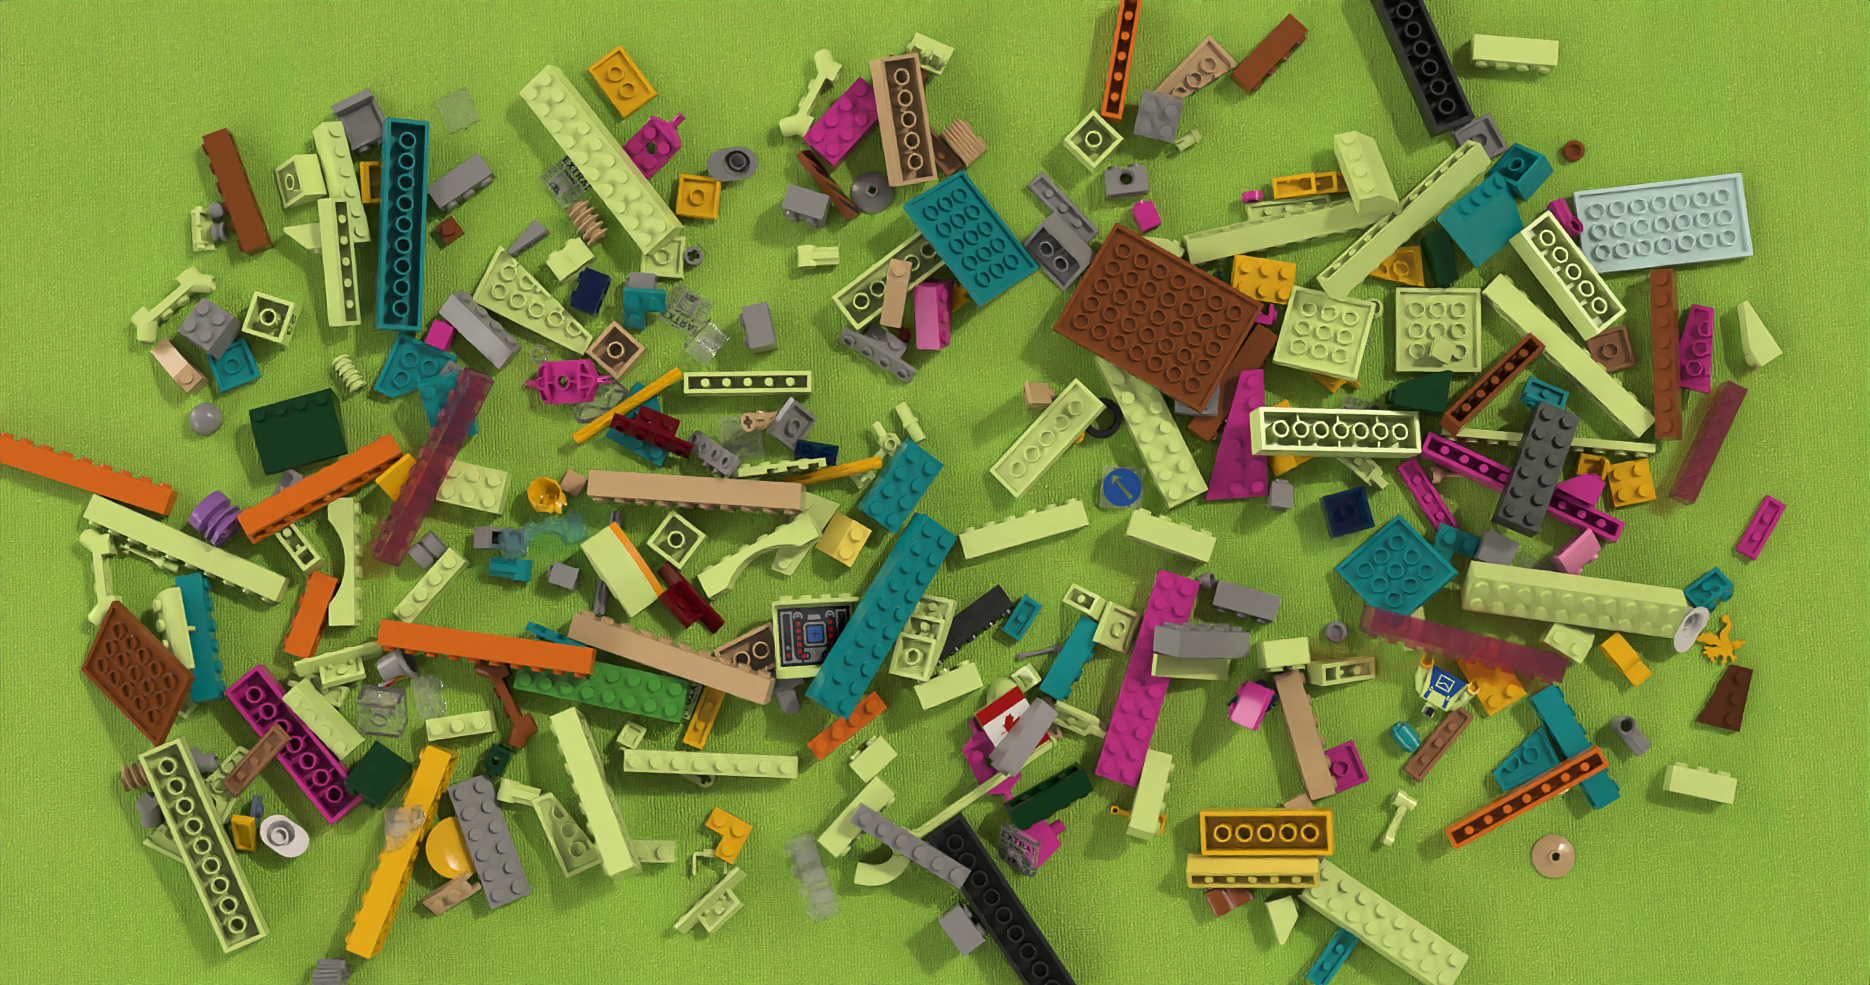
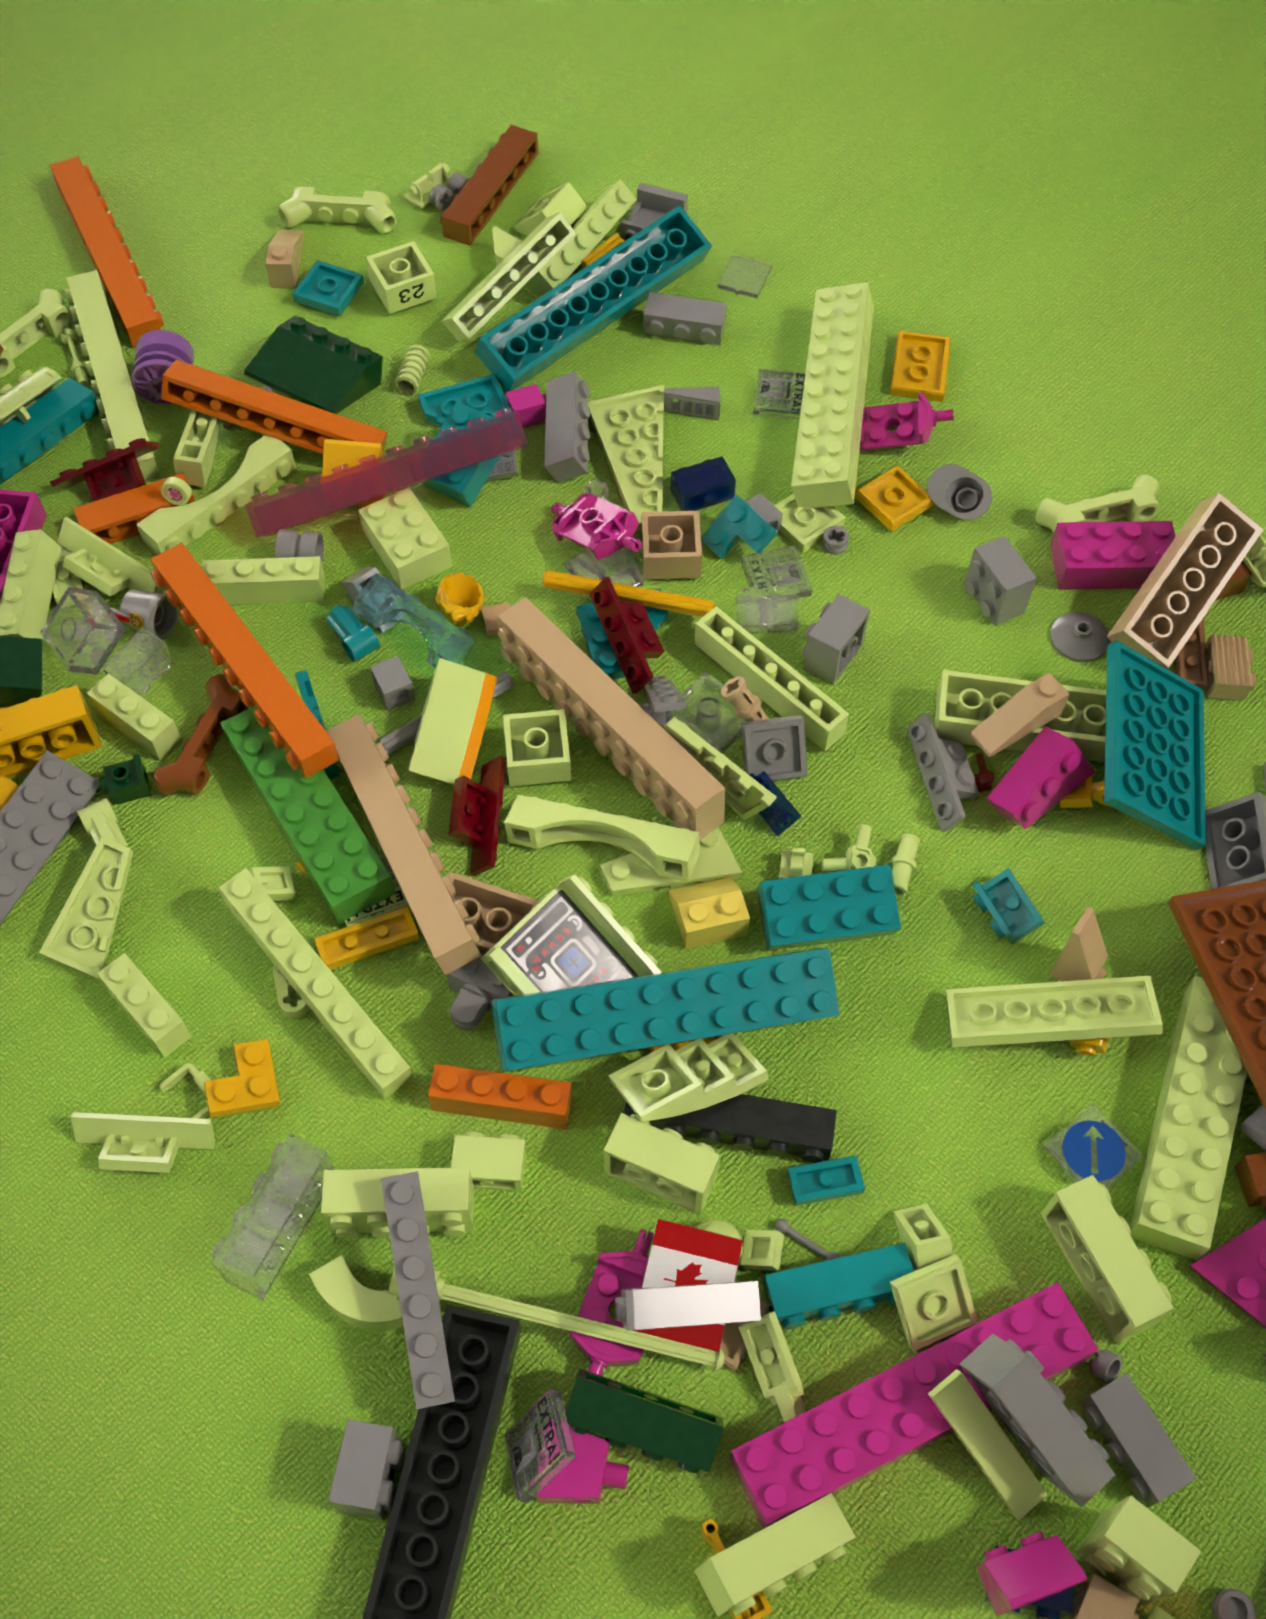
camera: 40 degrees right, 25 degrees down
(205, 419) = (254, 303): light grey hair -> none
(210, 328) = (343, 241): light grey brick -> none
(278, 611) = (111, 474): none -> dark red bracket
(330, 588) = (176, 491): none -> yellowish green tile
(449, 230) = (631, 346): dark orange plate -> none
(570, 260) = (709, 443): yellowish green brick -> none
(587, 222) = (764, 432): tan piece -> none
(596, 795) = (161, 892): yellowish green brick -> none
(811, 256) = (957, 632): yellowish green piece -> none
(828, 184) = (1041, 591): dark orange tile -> none
(835, 471) = (780, 835): yellow axle -> none
(978, 398) = (1009, 906): none -> teal bracket
(1023, 530) = (926, 1086): yellowish green brick -> none
(1116, 423) = (1134, 1080): black tyre -> none

